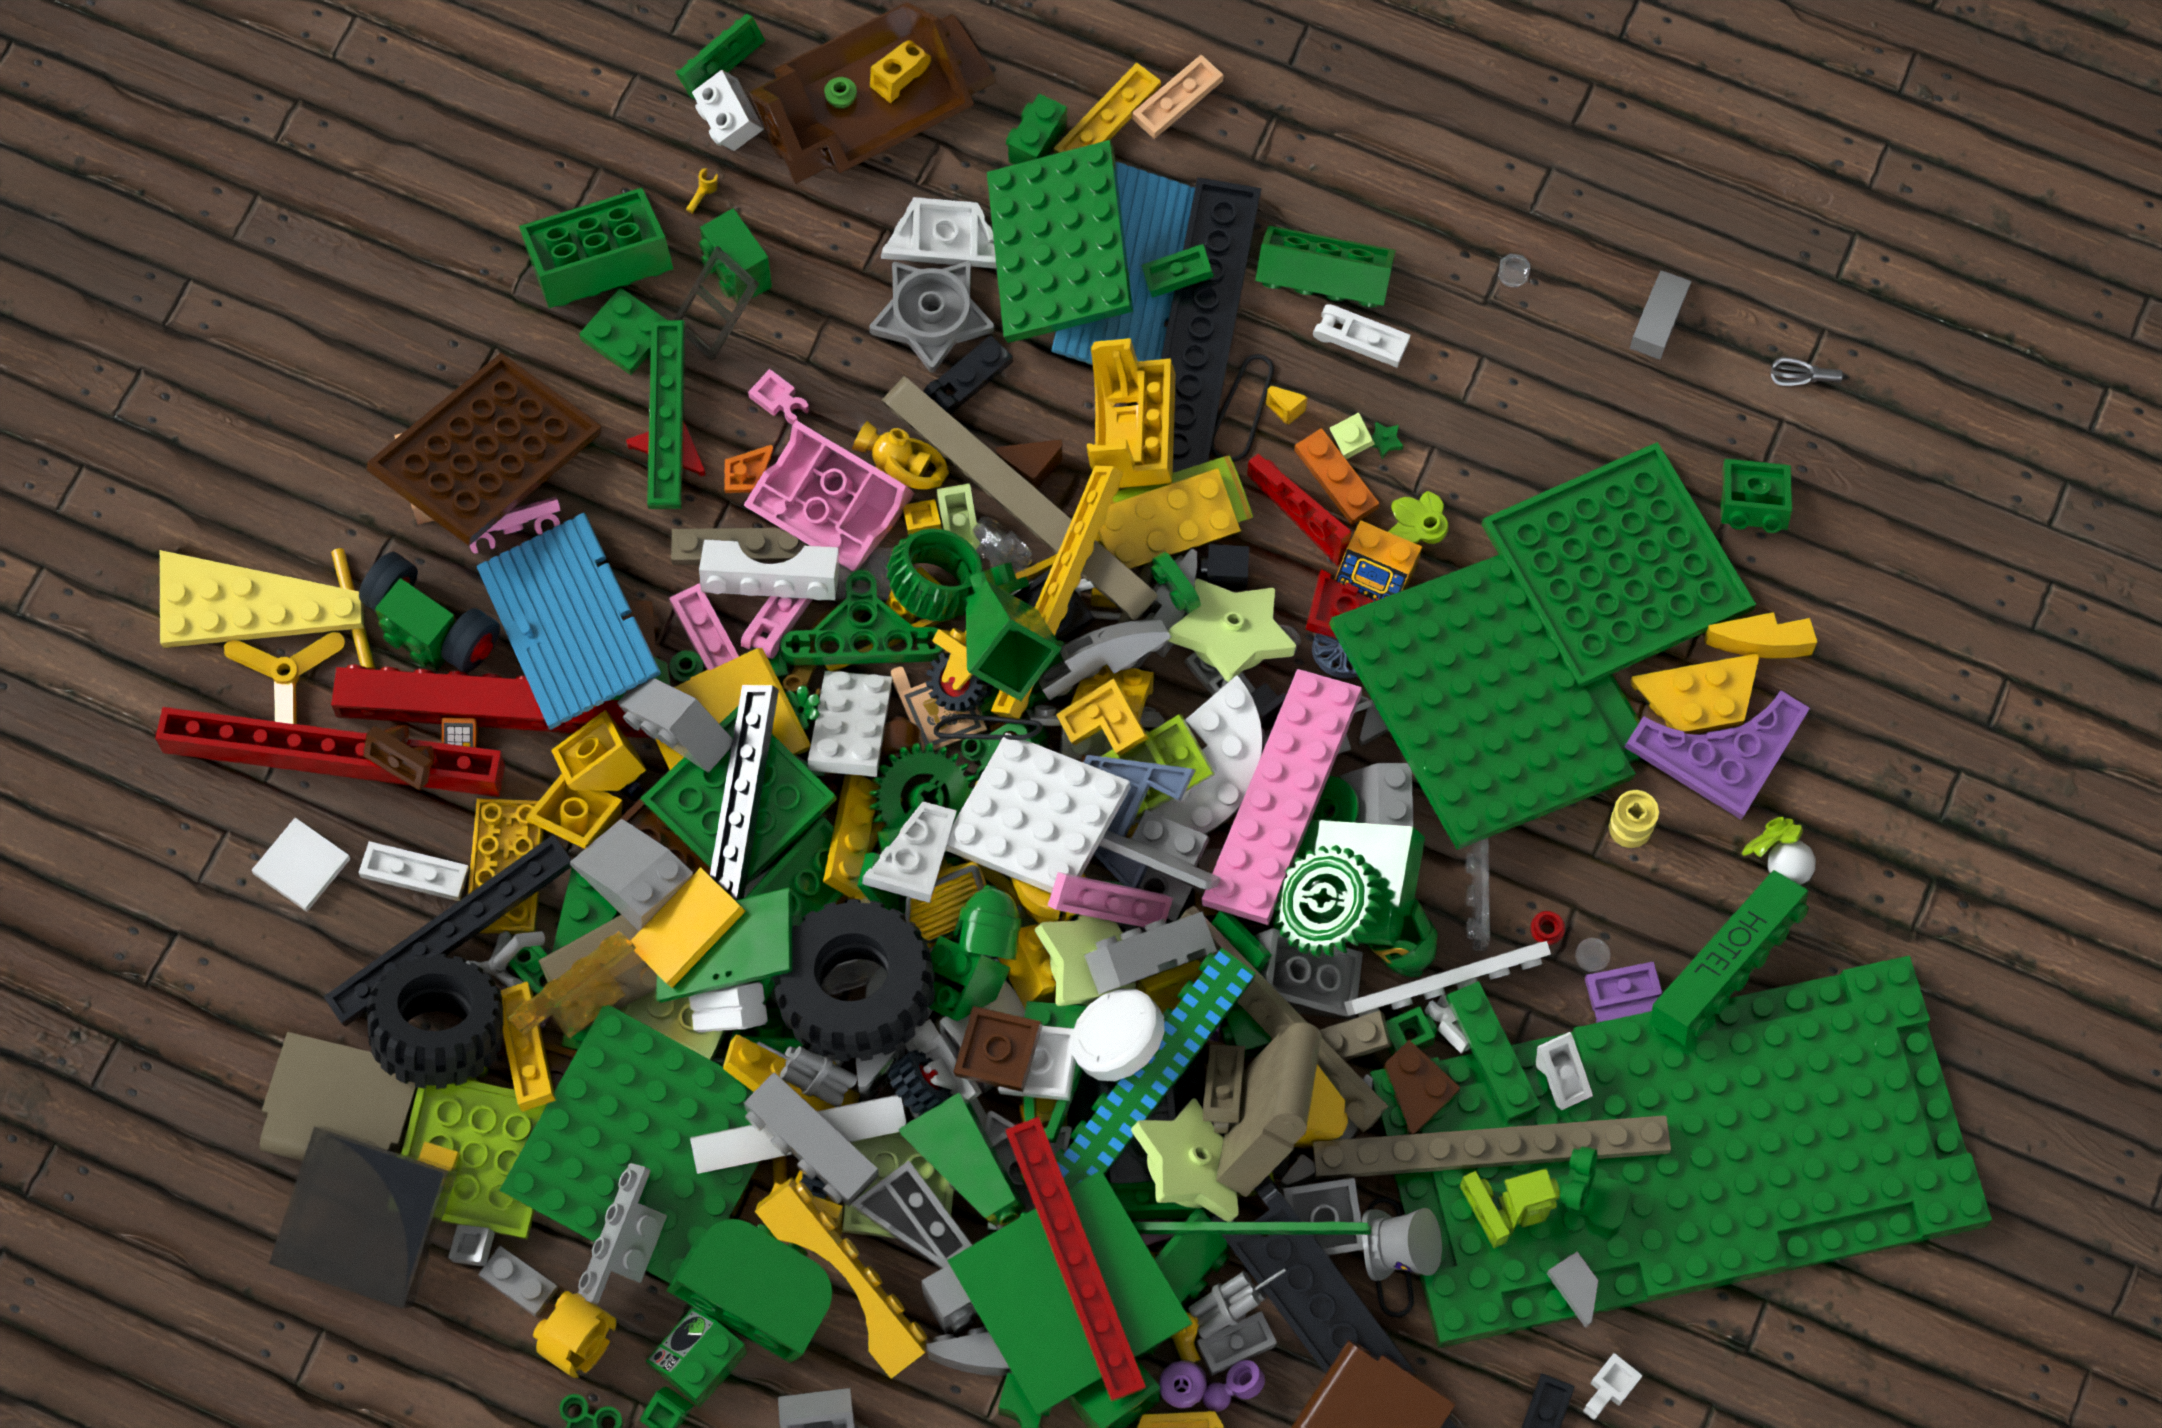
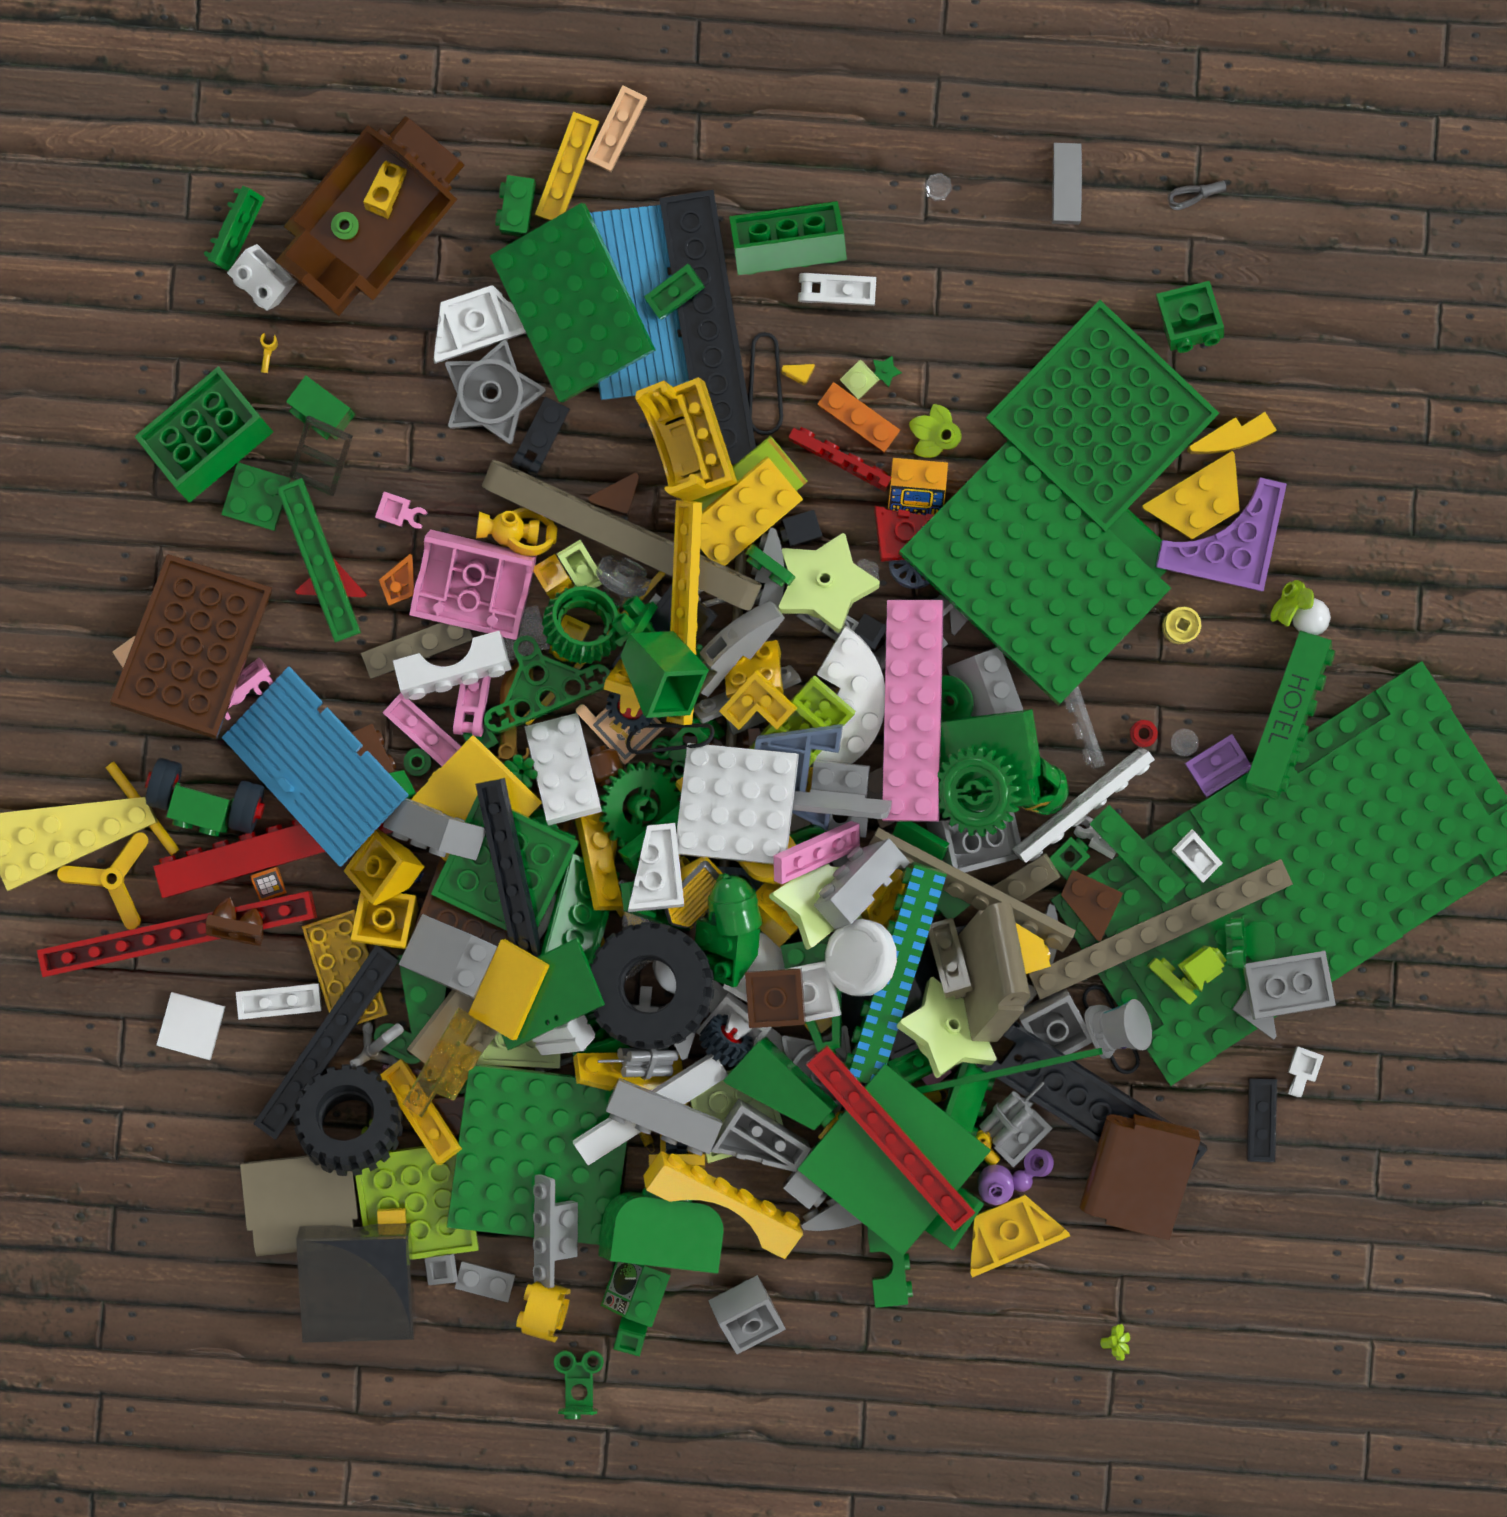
camera: 20 degrees left, 20 degrees up
(1627, 1264) = (1289, 985): none -> light grey plate

